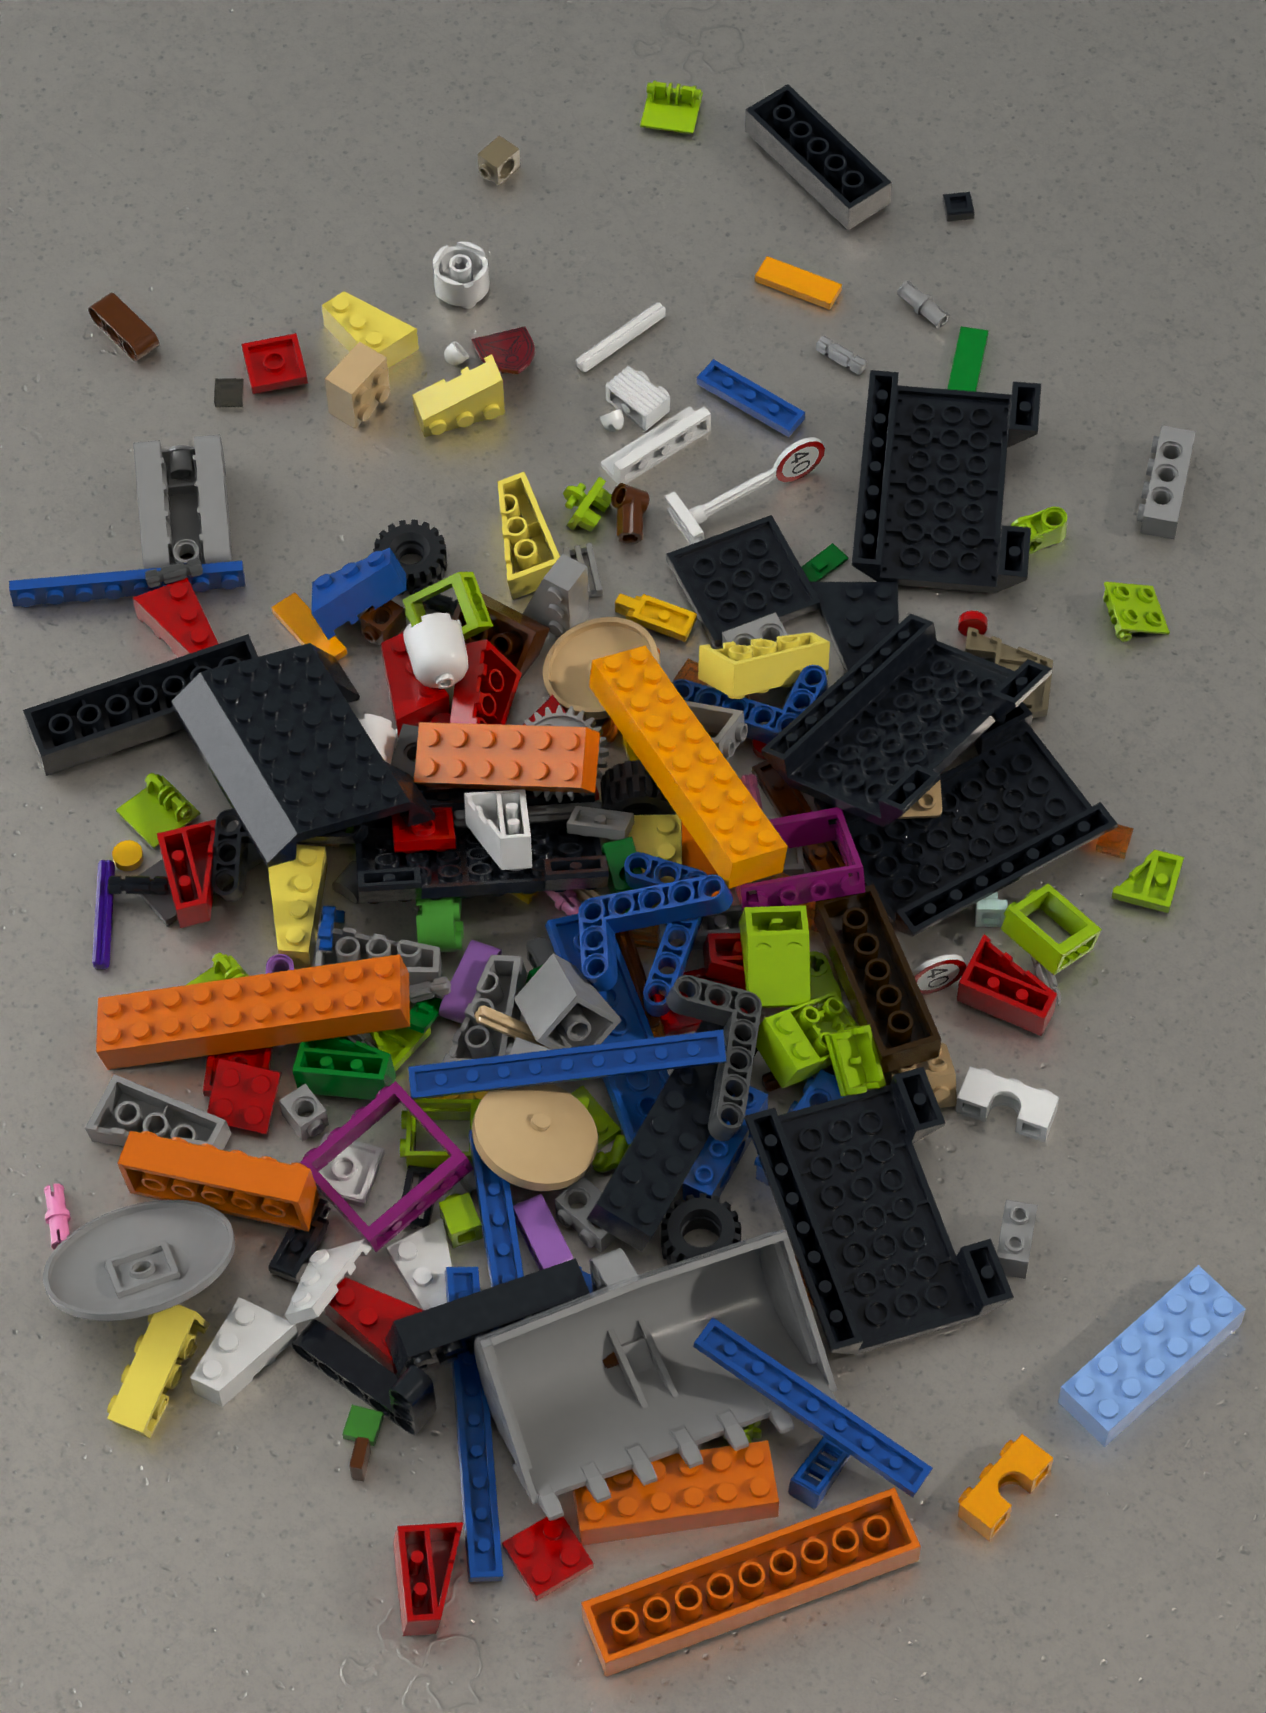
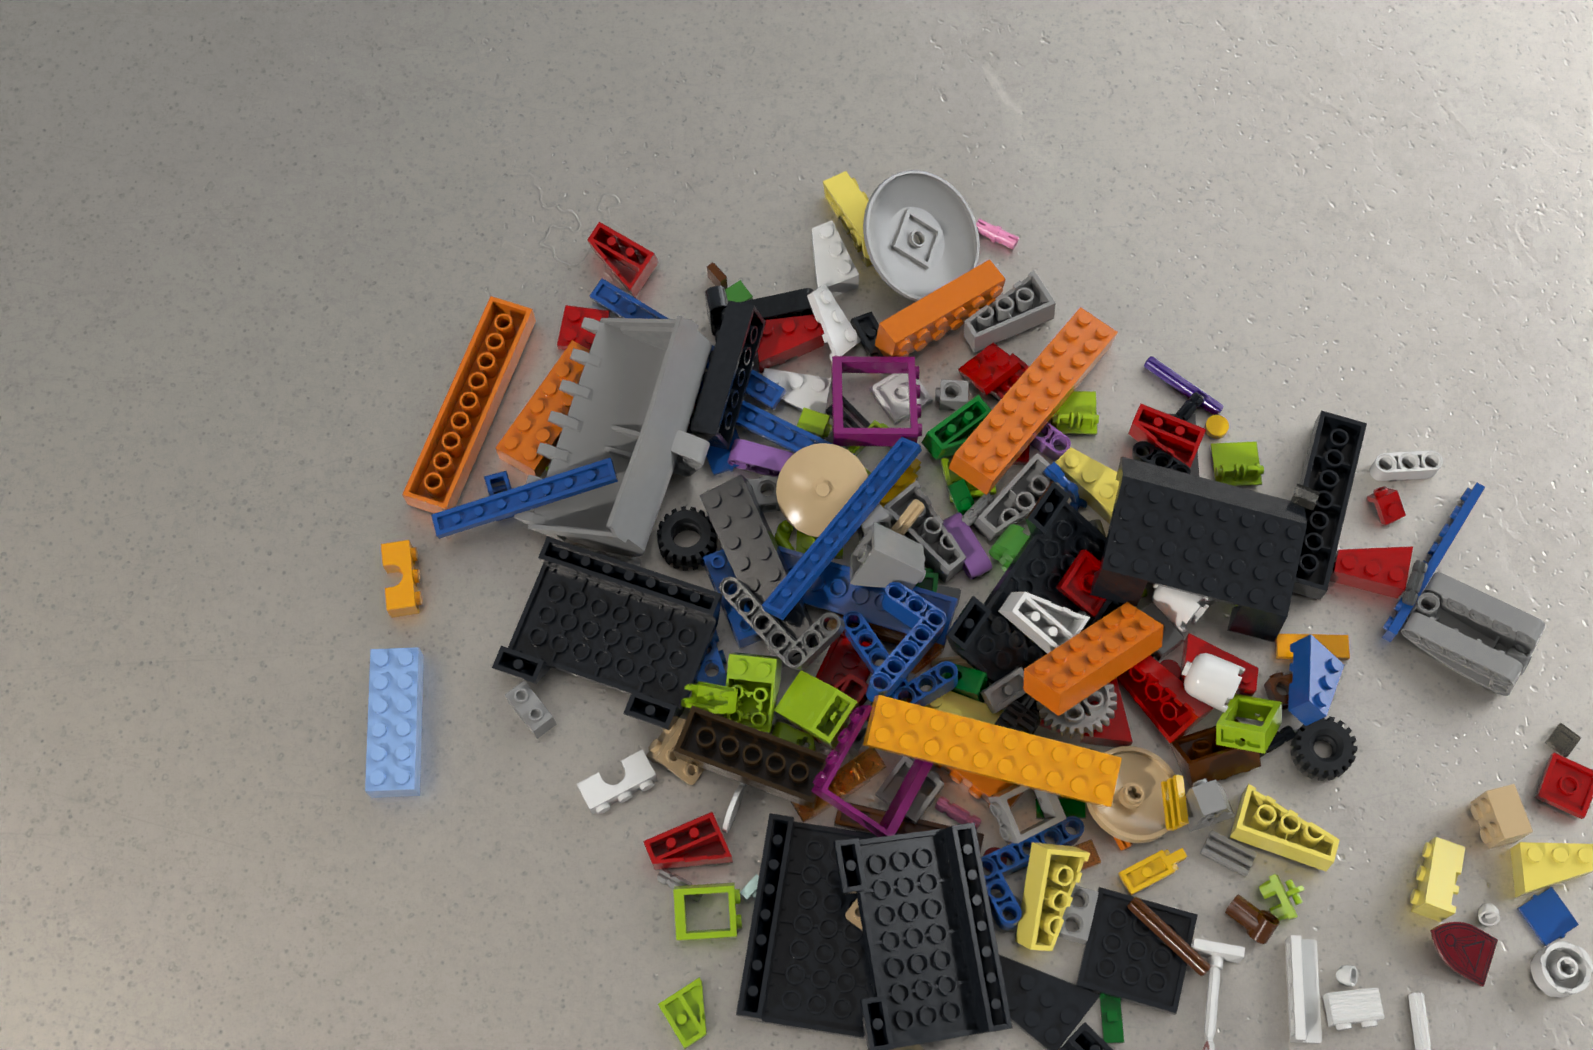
camera: 130 degrees right, 10 degrees up
(32, 654) = (1415, 460): none -> white beam
(92, 657) = (1387, 504): none -> red bracket
(162, 704) = (1305, 496): none -> clear smoke tile
(419, 313) = (1548, 916): none -> blue piece
(583, 626) = (1174, 802): none -> yellow tile
(709, 558) = (1168, 936): none -> reddish brown axle
(1115, 841) = (737, 1024): clear orange plate -> none

